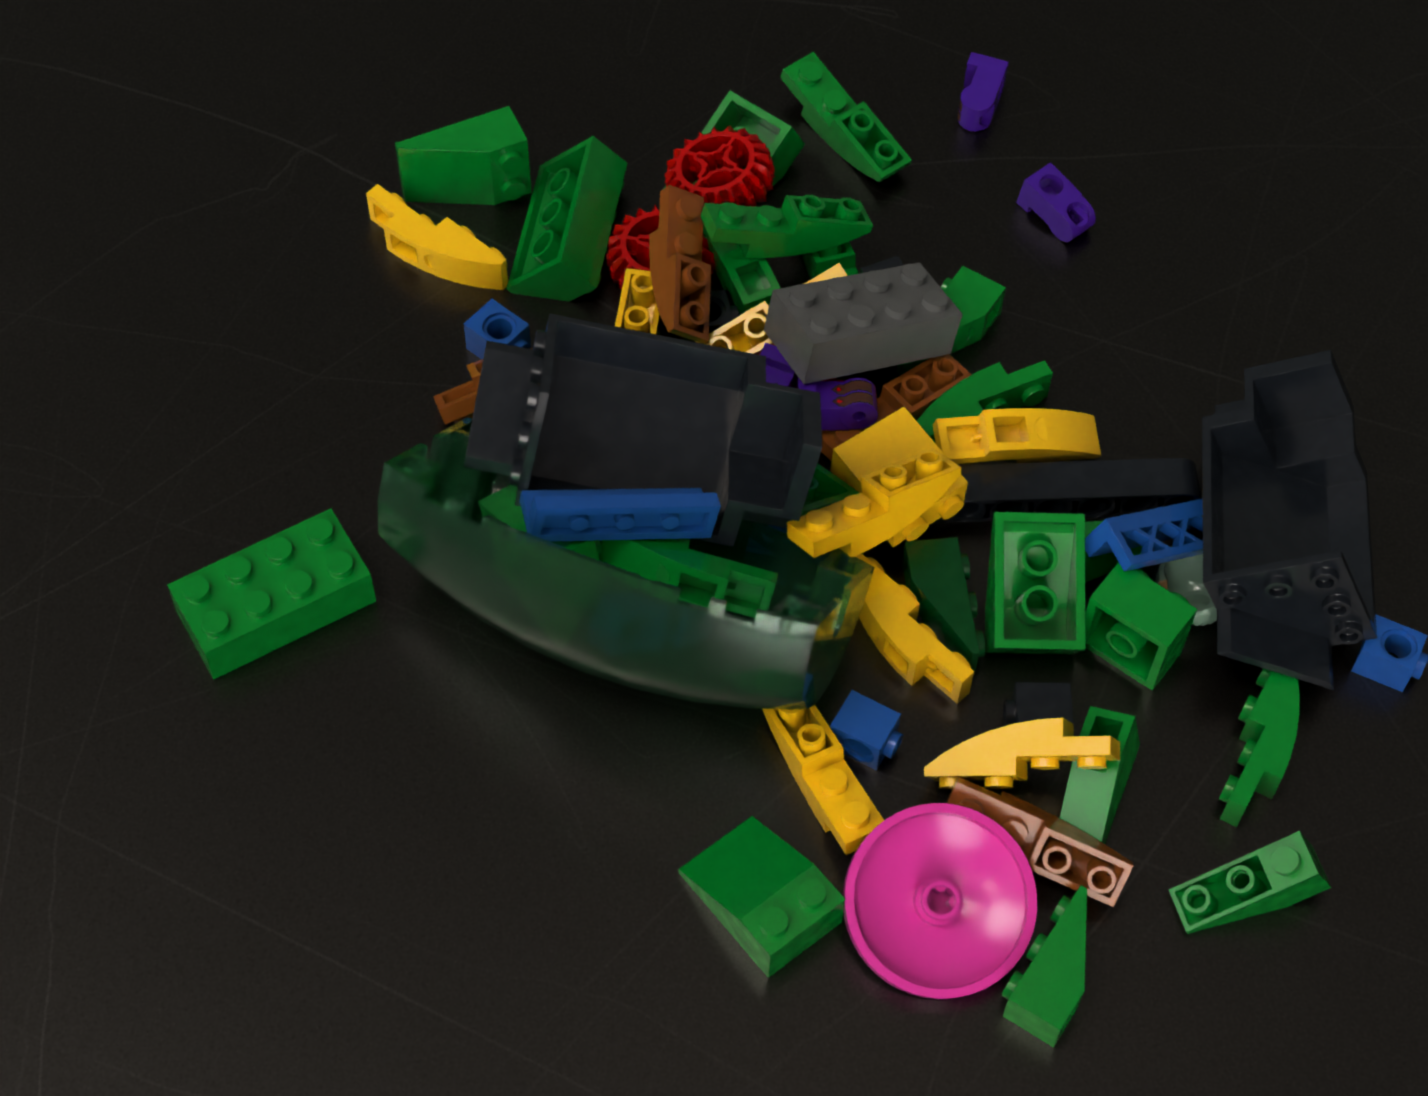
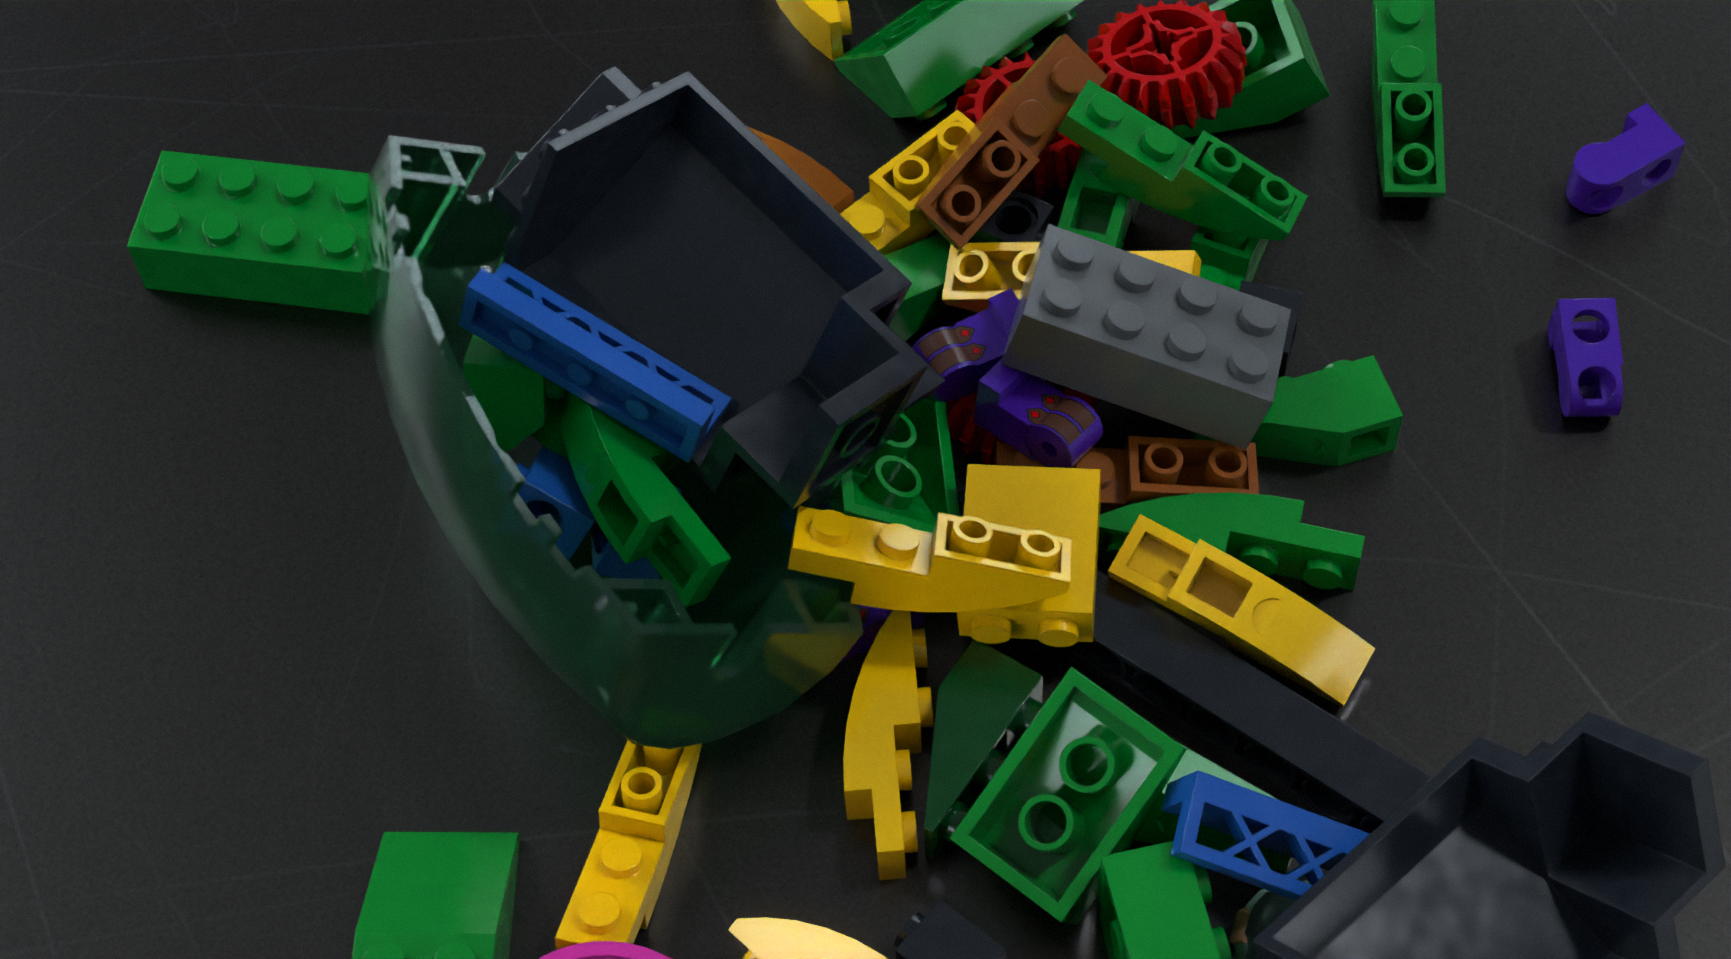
camera: 45 degrees right, 0 degrees up
(497, 325) = (764, 97): blue brick -> none
(867, 730) = (726, 828): blue brick -> none

